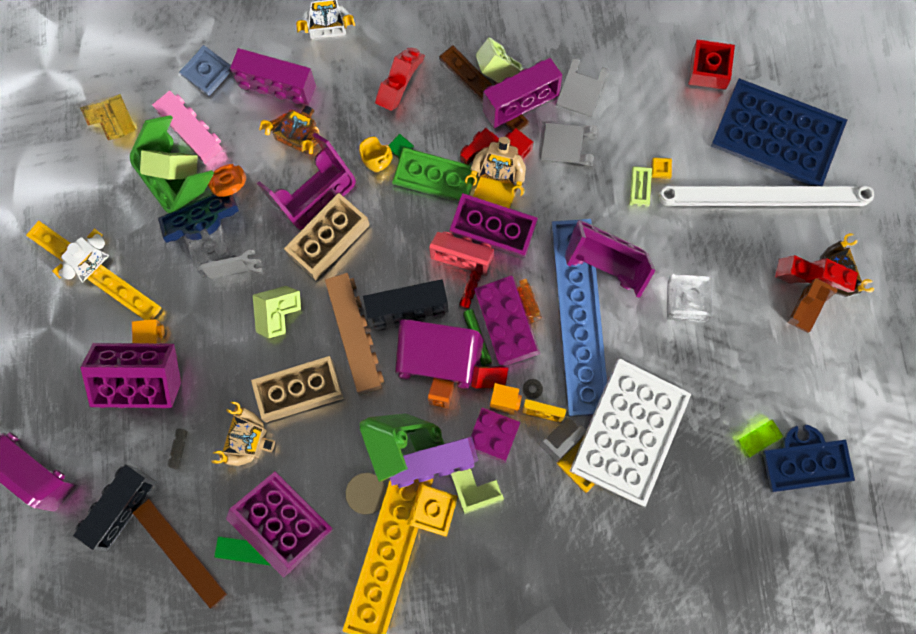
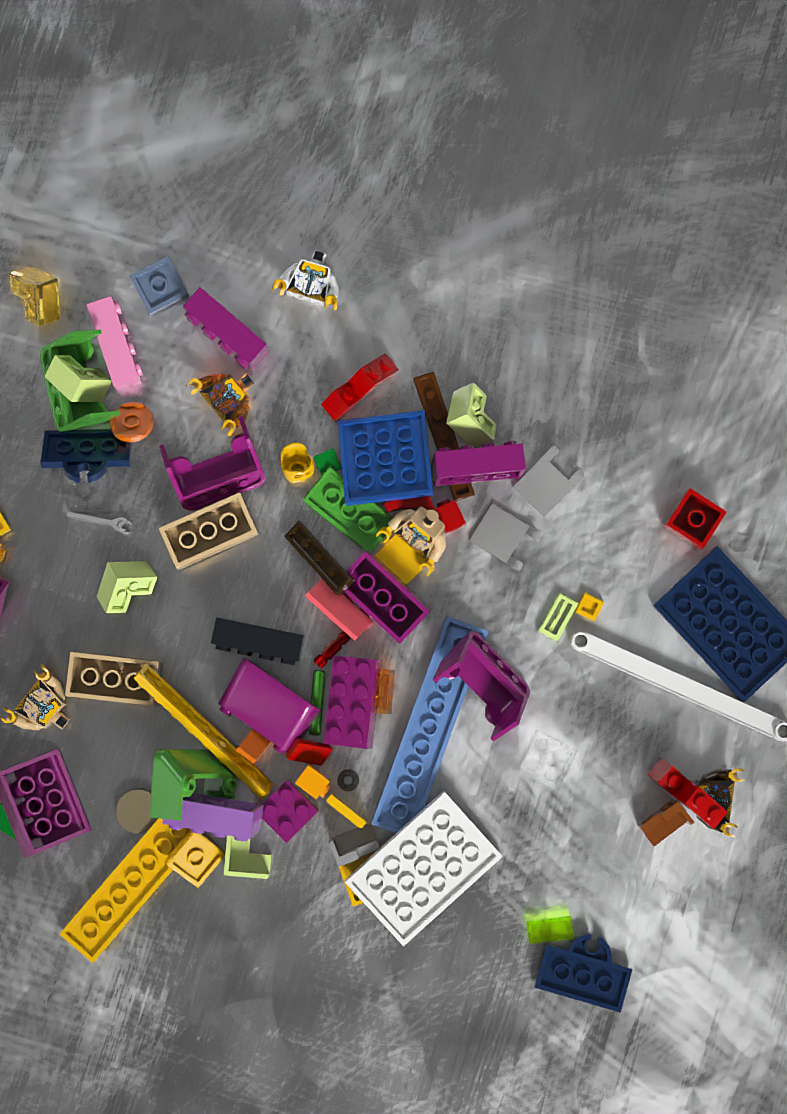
camera: 20 degrees right, 10 degrees up
(353, 334) = (194, 640): medium nougat brick -> none
(389, 395) = (203, 731): none -> yellow plate
(427, 218) = (319, 558): none -> dark brown tile
(445, 120) = (385, 458): none -> blue plate

